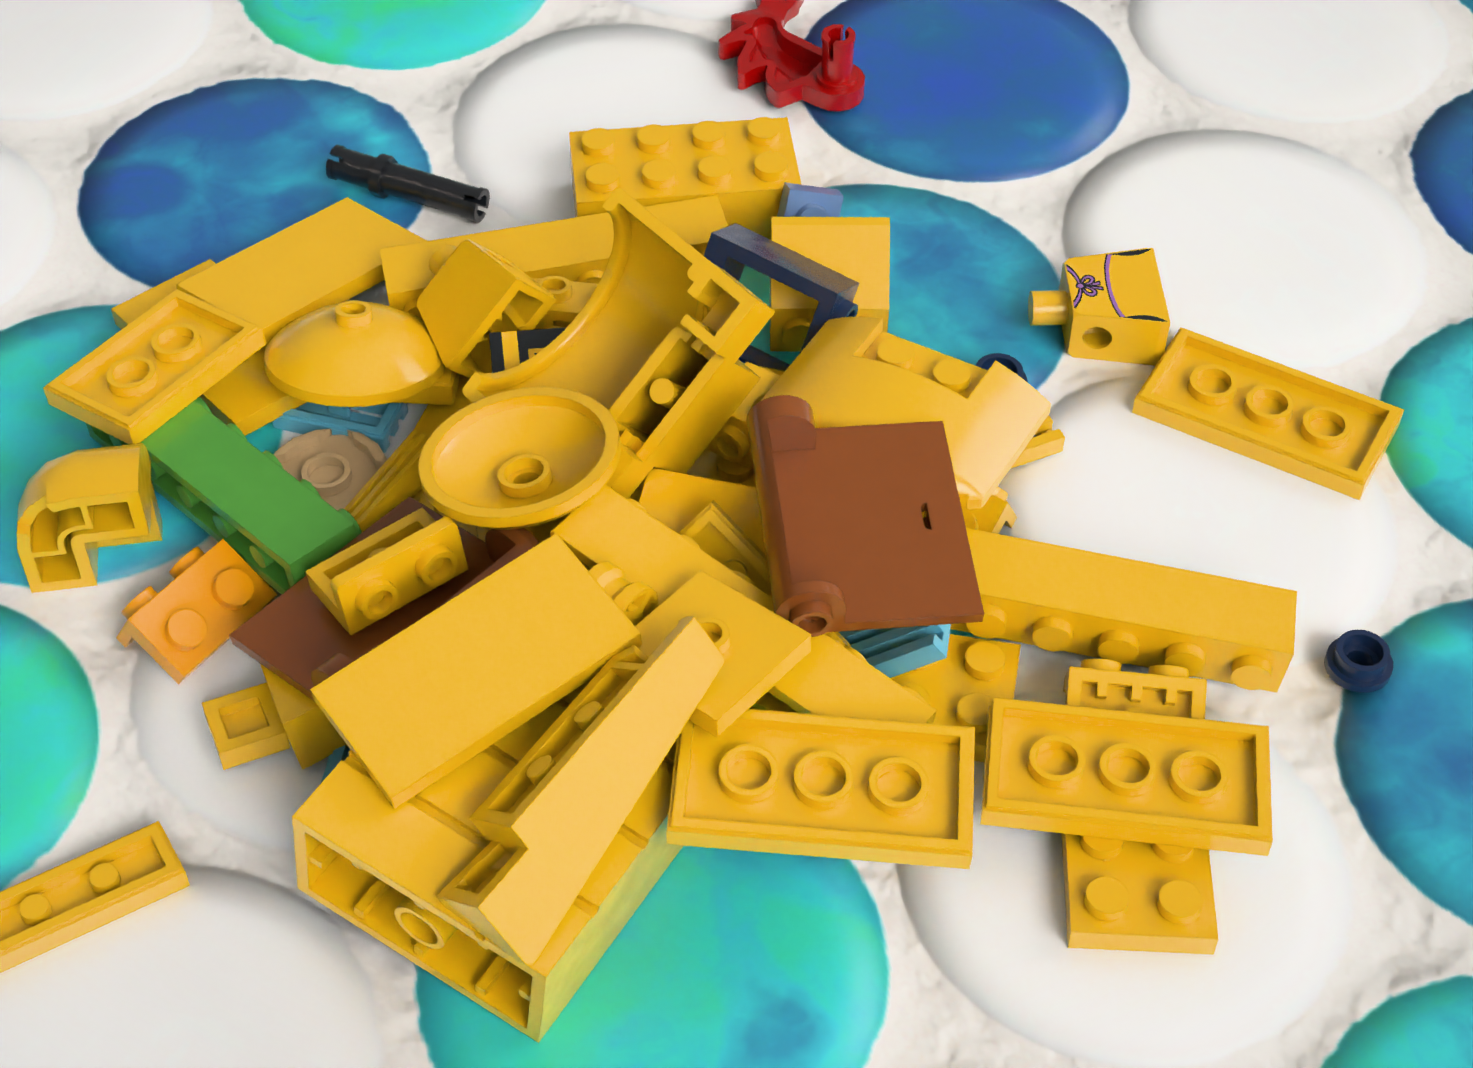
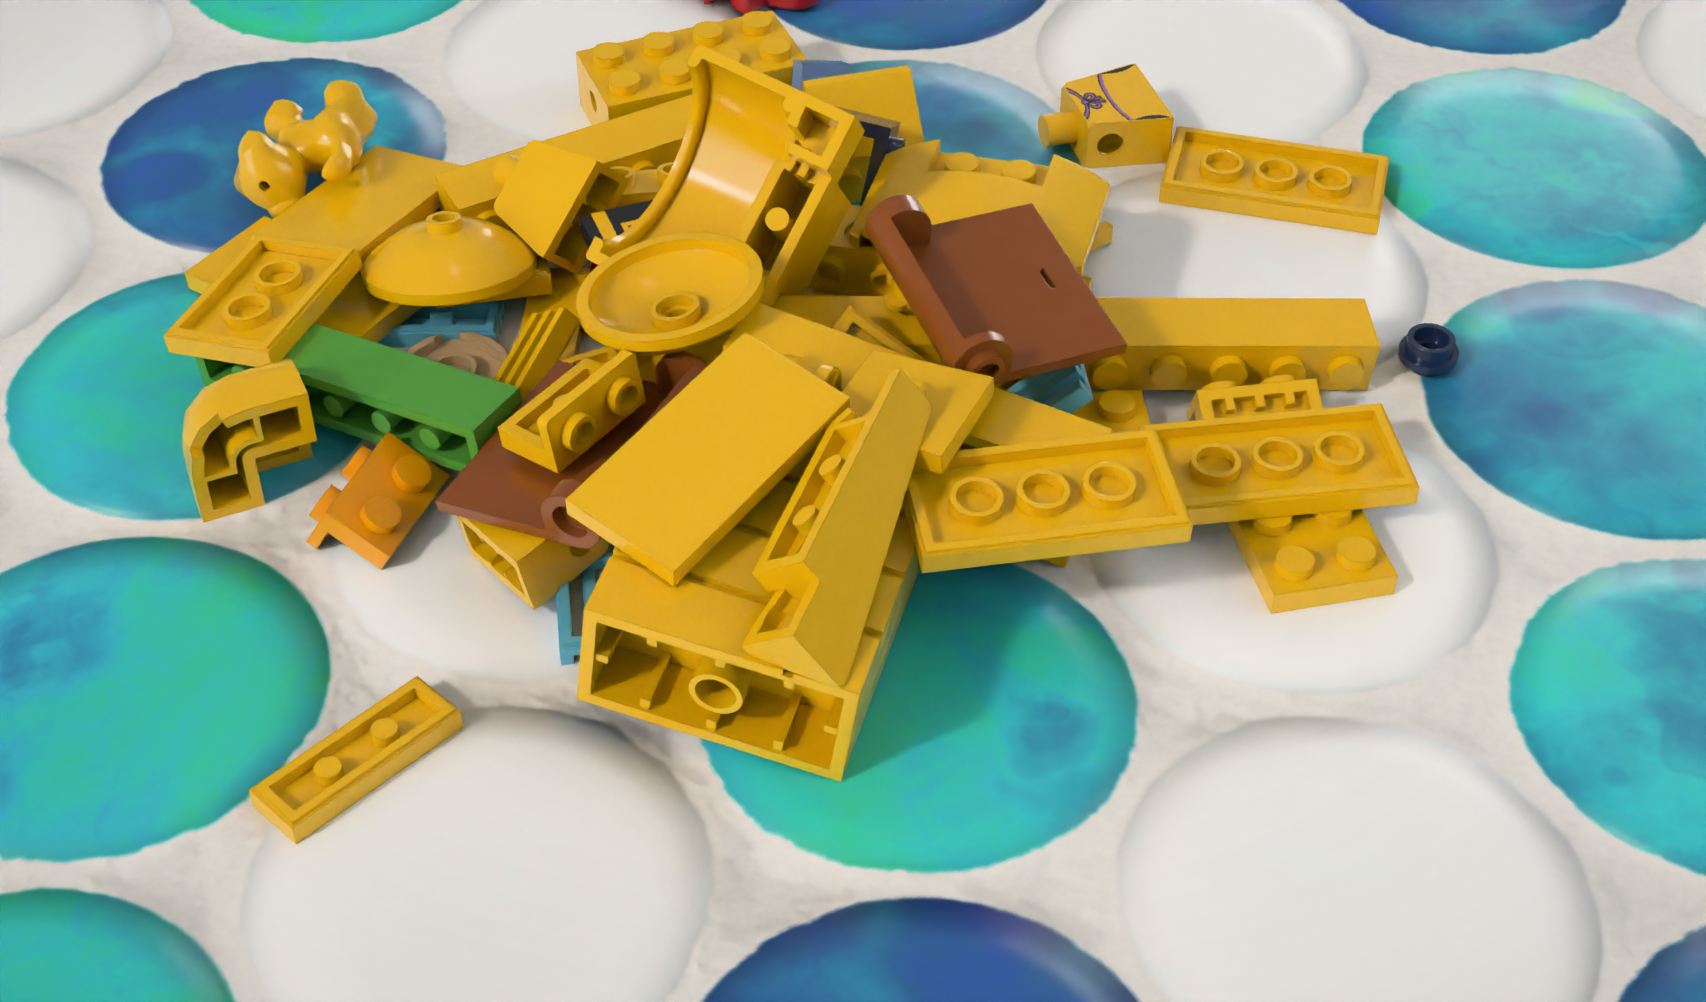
camera: 15 degrees left, 5 degrees down
(245, 726) = (467, 583): yellow plate -> none
(288, 193) = (329, 144): none -> yellow animal
(386, 177) = (454, 127): black pin -> none

